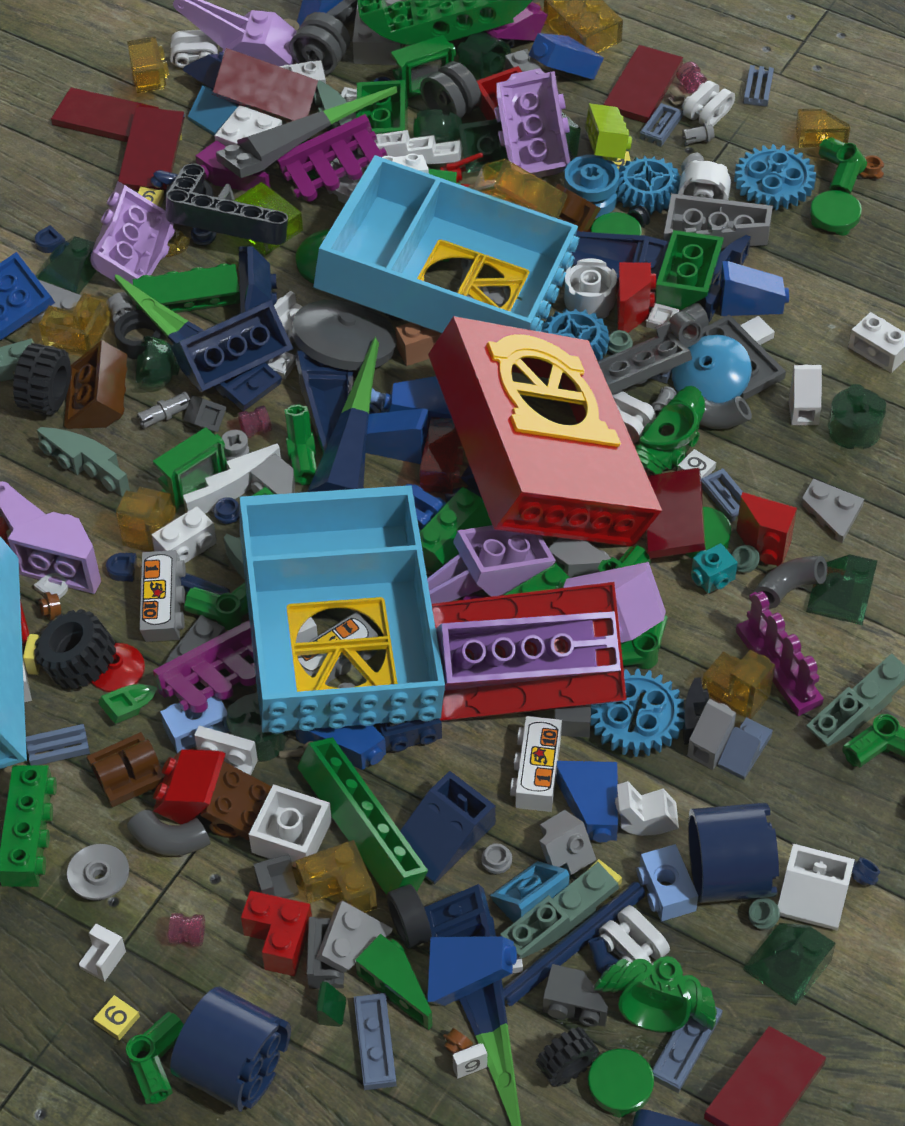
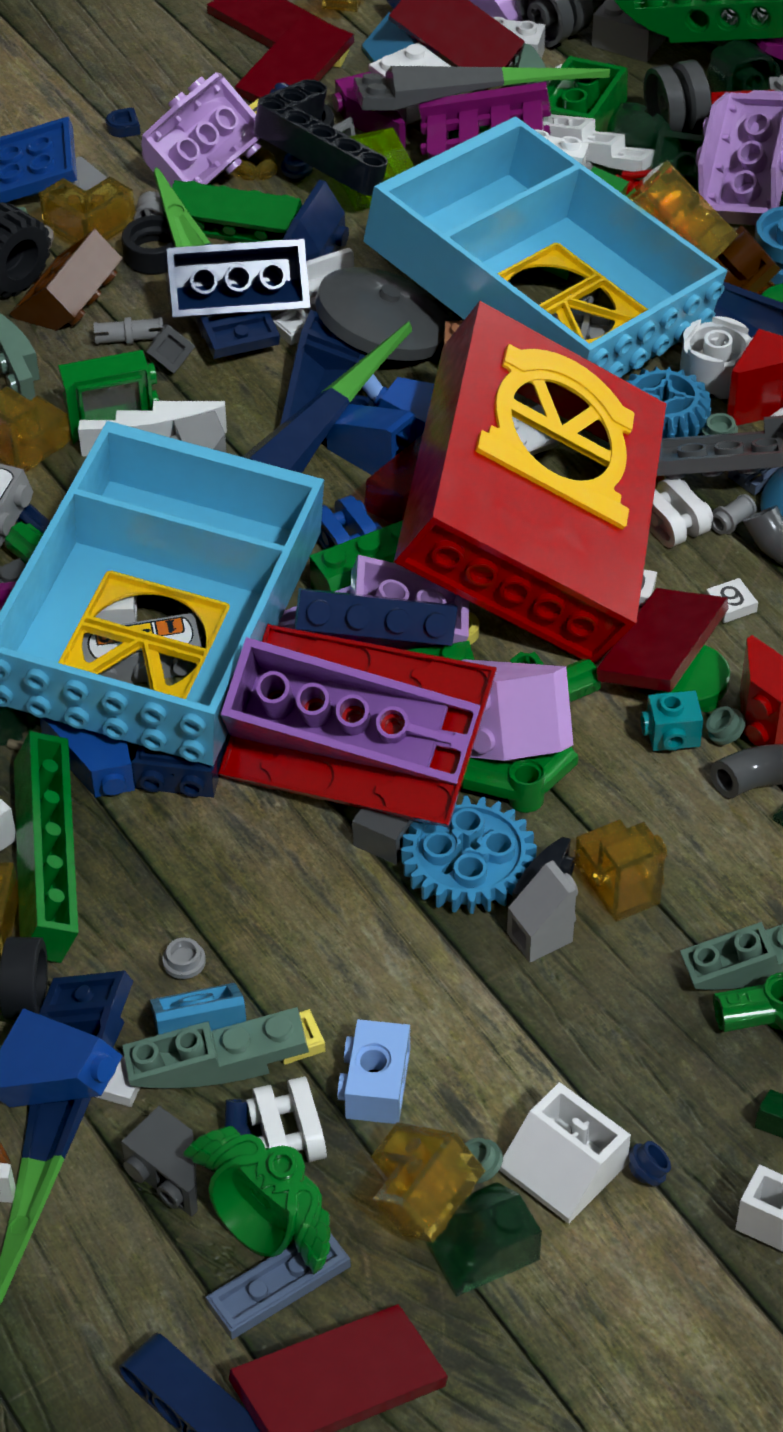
camera: 25 degrees right, 5 degrees down
(69, 265) = (120, 154): clear green slope -> none
(155, 364) = (144, 278): clear green cylinder -> none
(187, 535) = (52, 464): white brick -> none
(235, 444) = (181, 387): light grey wheel -> none
(255, 421) = (220, 374): clear pink wheel -> none
(300, 443) = (256, 410): green piece -> none
(420, 61) = (658, 48): green window -> none
(448, 824) = (141, 894): dark blue slope -> none
(496, 571) = (375, 616): none -> dark blue plate
(537, 763) = (304, 867): brick -> none
(566, 842) = (275, 971): light grey brick -> none
(567, 1056) = (105, 1226): black tyre -> none
(571, 944) = (210, 1096): dark blue axle -> none
(577, 556) = (501, 640): light grey slope -> none
(591, 795) = (349, 931): blue slope -> none
(620, 1081) = (161, 1290): green tile -> none
(646, 813) = (401, 977): white brick -> none
(684, 415) = (695, 564): green piece -> none
(721, 495) = (734, 639): sand blue tile -> none
(732, 852) = (468, 1060): dark blue brick -> none
(744, 748) = (584, 949): sand blue slope -> none
(747, 937) = (426, 1180): none -> clear yellow brick
(793, 672) = (694, 859): magenta fence -> none

